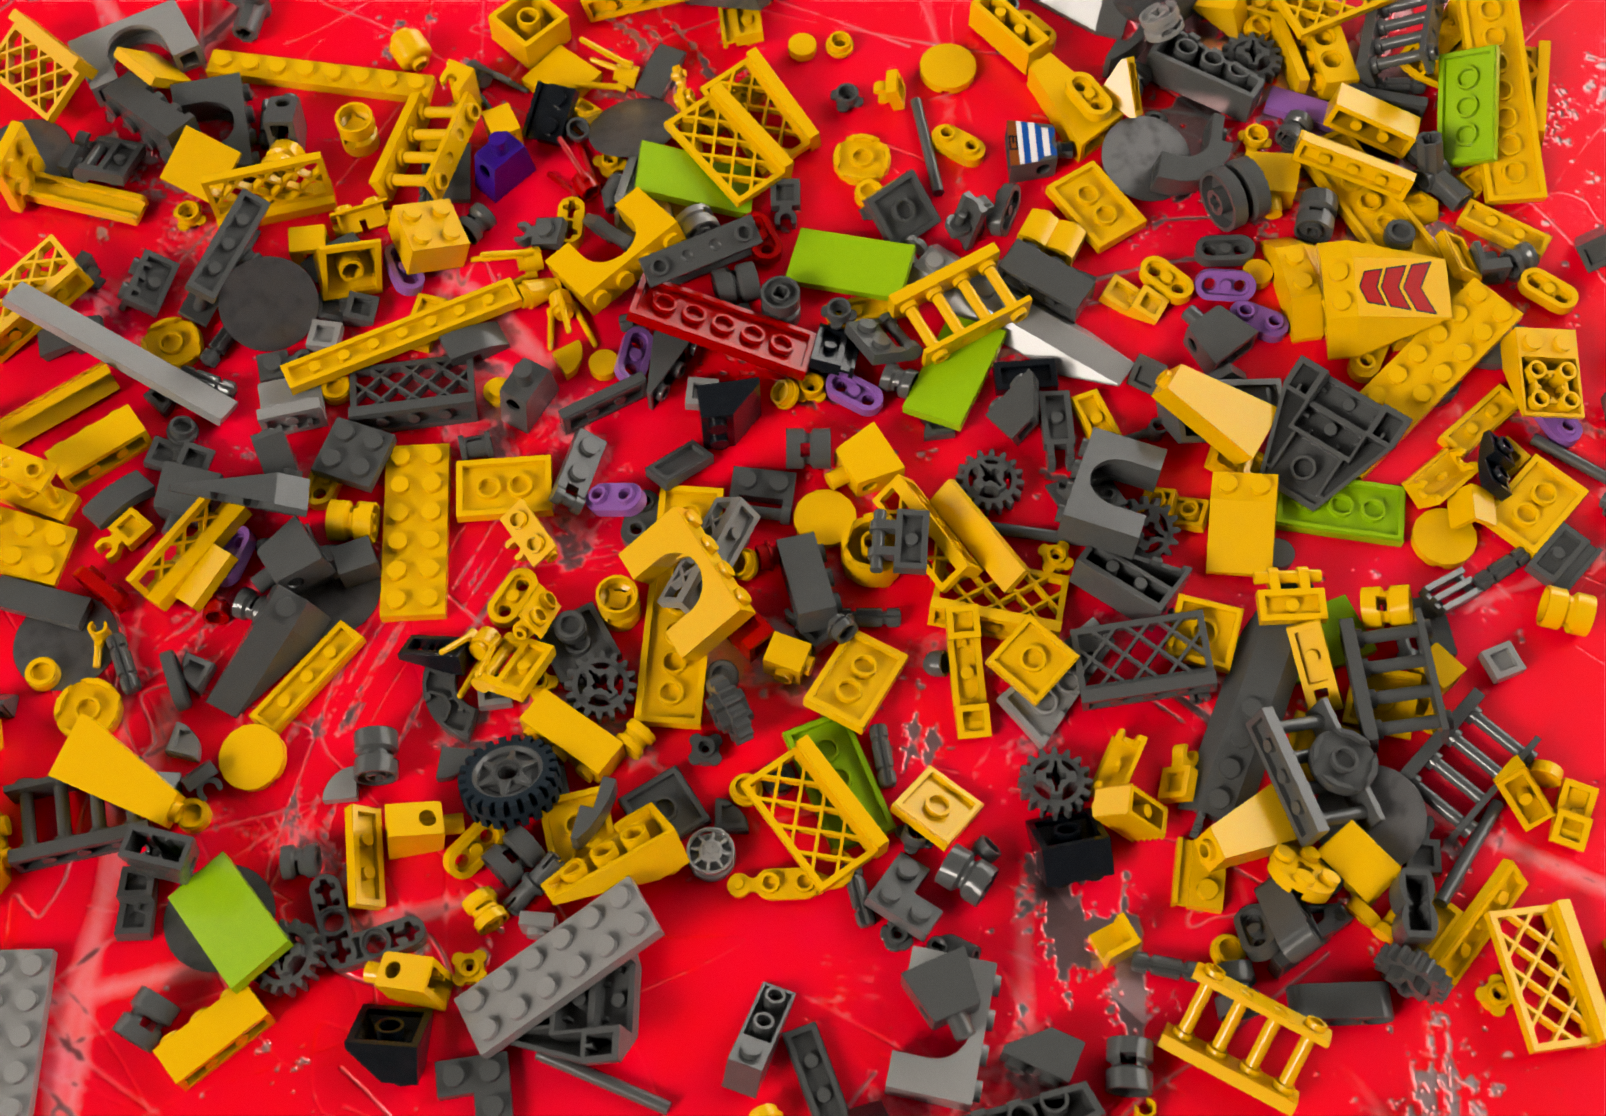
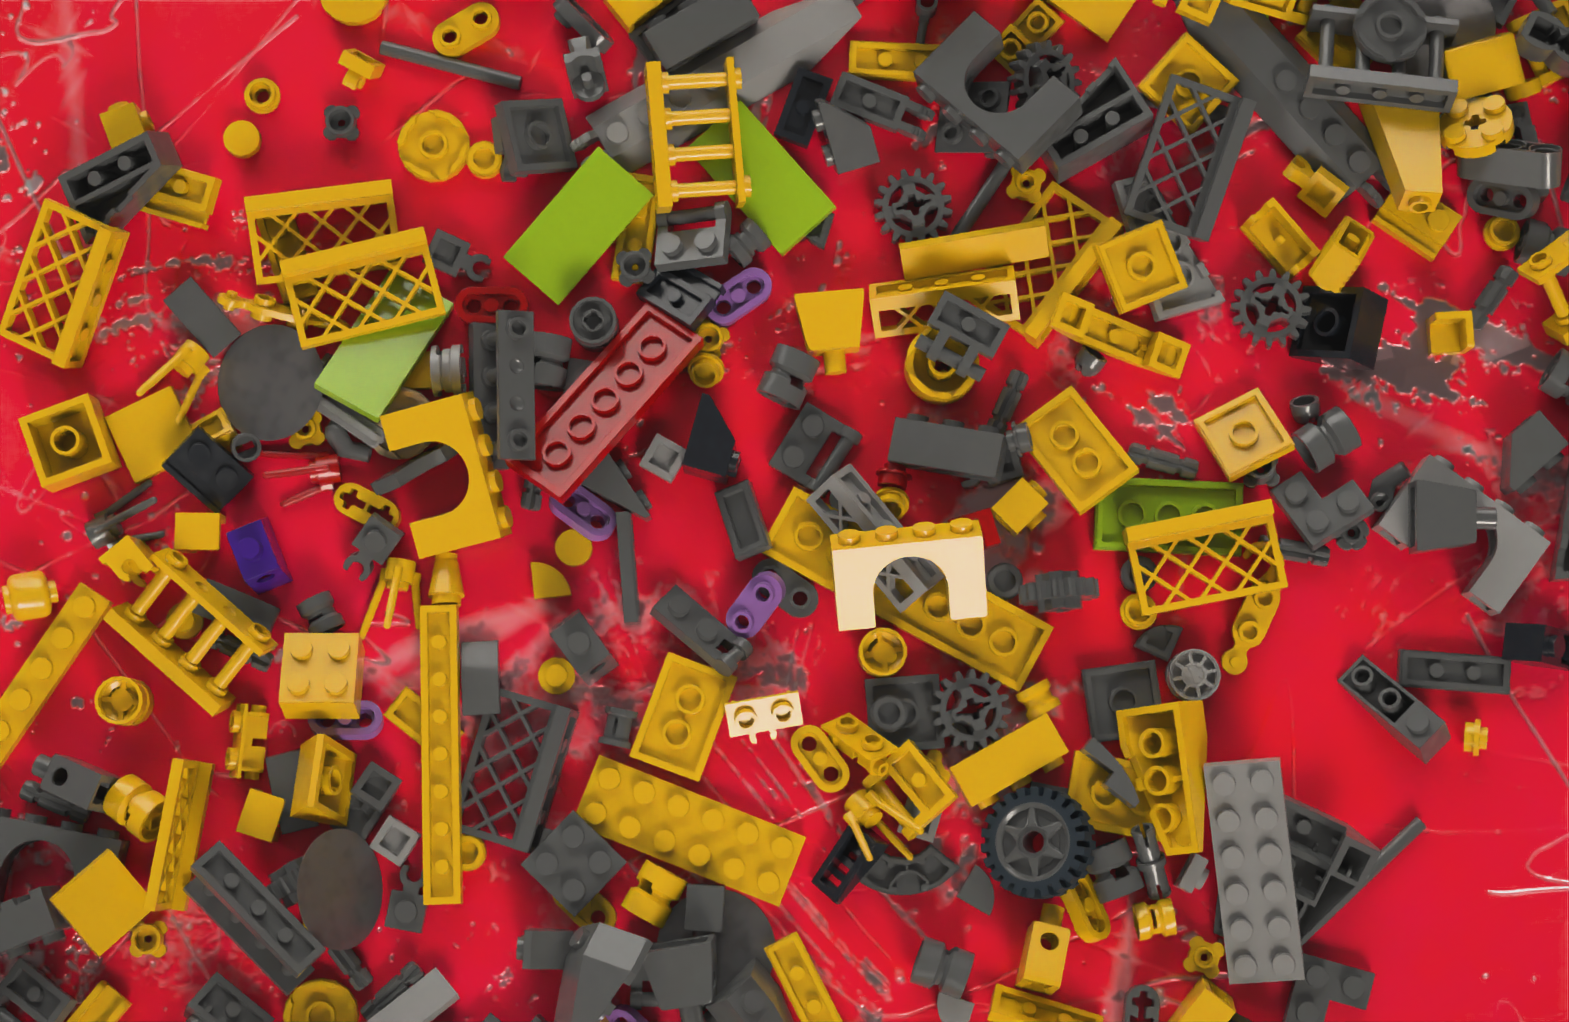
camera: 65 degrees left, 20 degrees up
(290, 411) = (477, 920): light grey bracket -> none
(563, 308) = (480, 562): yellow plant -> none
(707, 758) = (1082, 643): dark grey plate -> none
(825, 514) = (872, 396): yellow tile -> none

